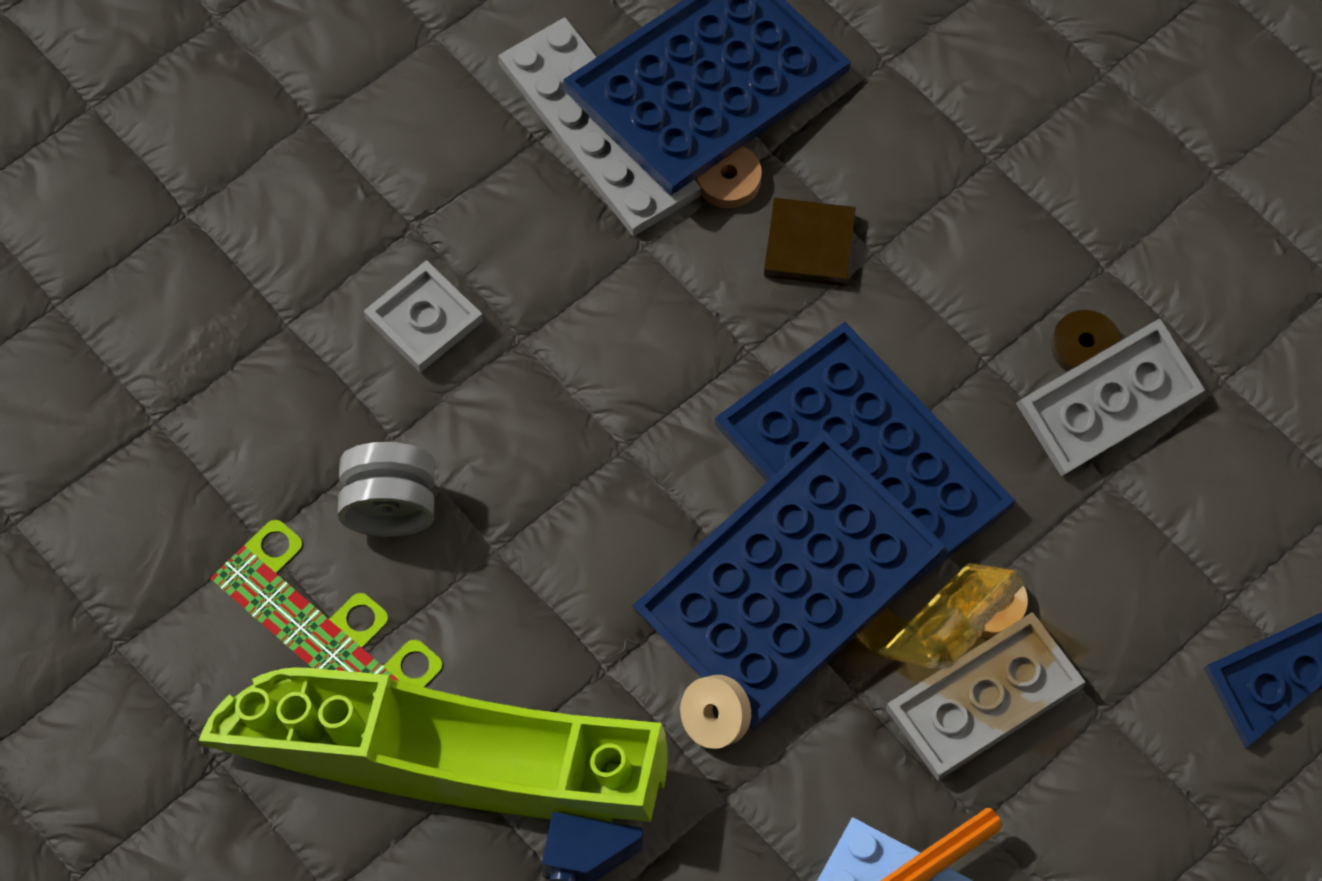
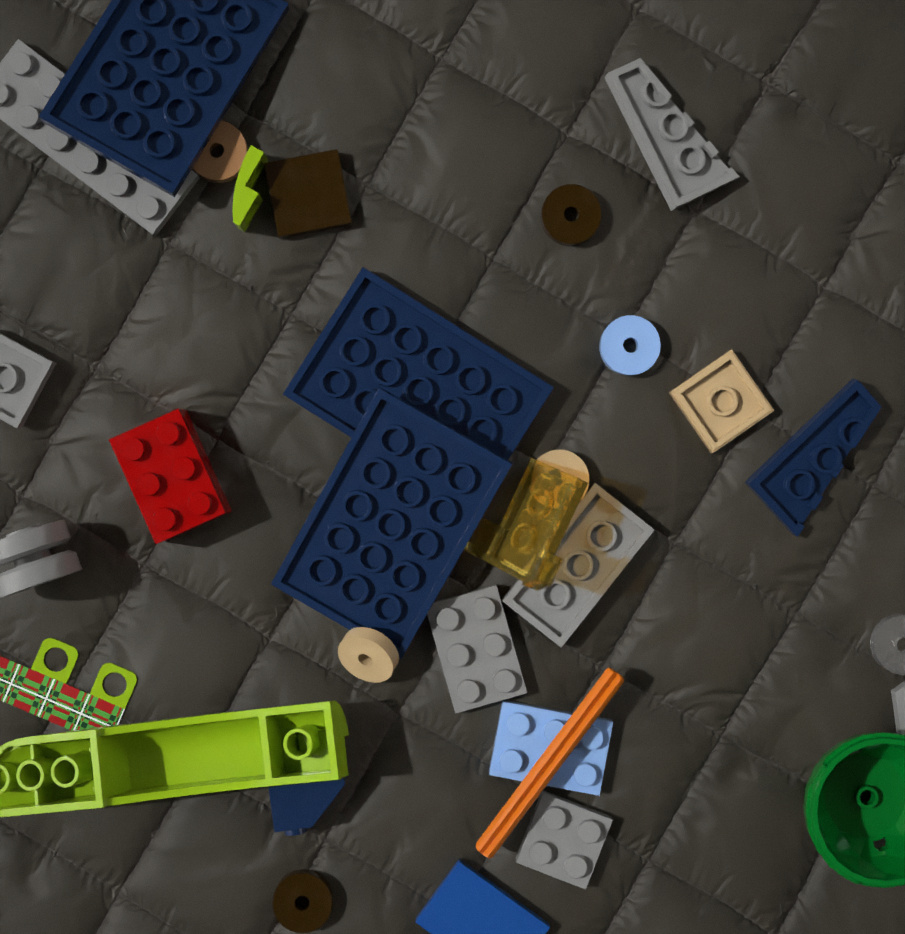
camera: 20 degrees left, 25 degrees up
(564, 461) = (170, 475): none -> red brick
(745, 219) = (246, 200): none -> lime slope
(839, 753) = (476, 649): none -> light grey plate
(1110, 397) = (606, 264): light grey plate -> none
(1114, 472) = (646, 341): none -> light blue piece
(1200, 578) = (721, 401): none -> tan tile
(1213, 301) = (672, 147): none -> light grey wing

